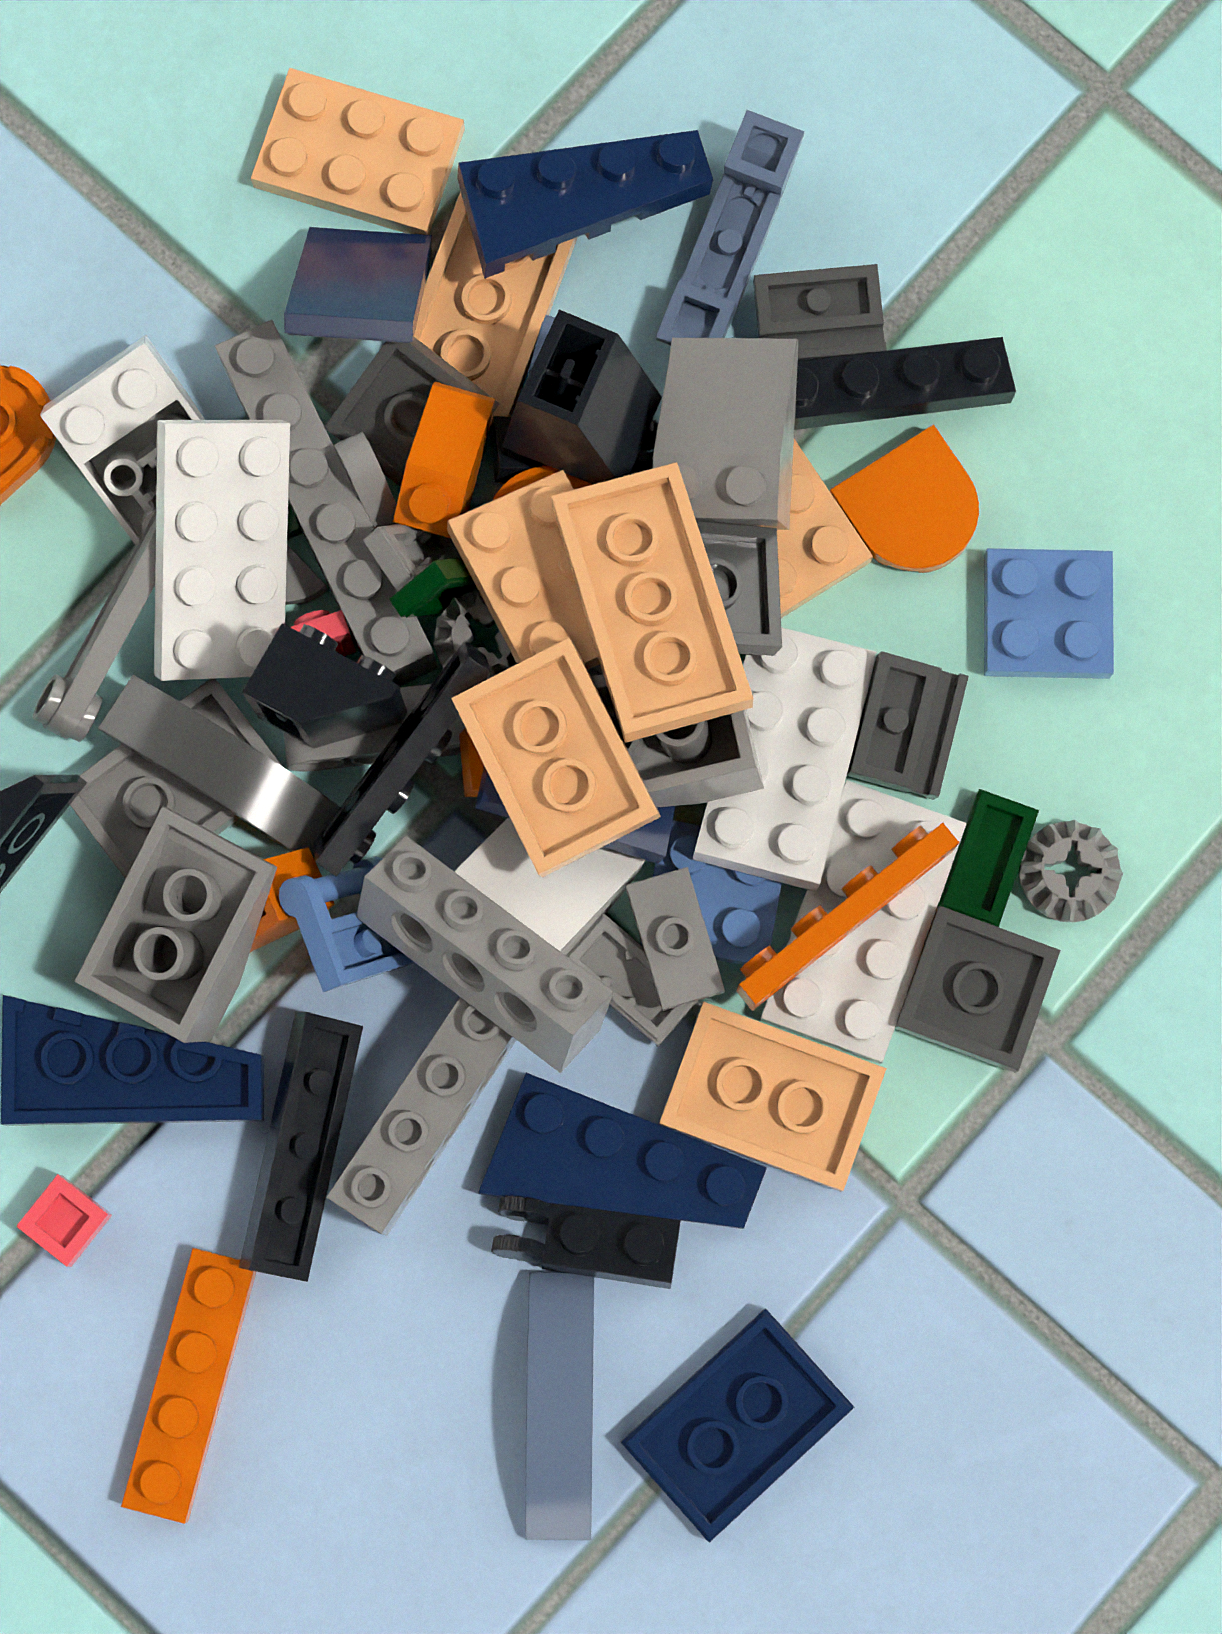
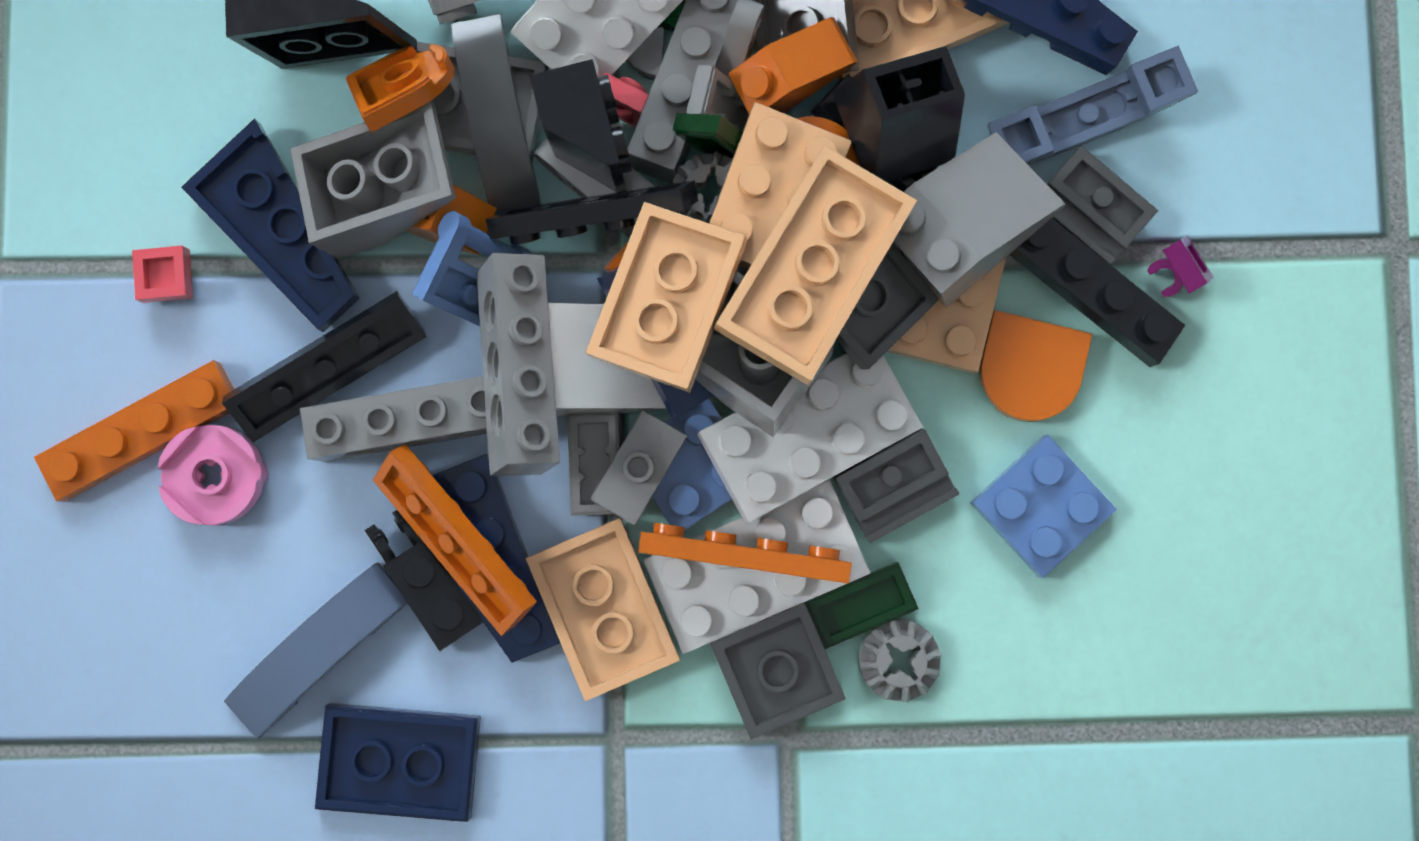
camera: 50 degrees right, 5 degrees up
(114, 824) = (399, 84): none -> orange tile
(276, 1380) = (182, 476): none -> bright pink plate
(582, 1168) = (454, 539): none -> orange plate
(951, 286) = (1186, 265): none -> magenta tile

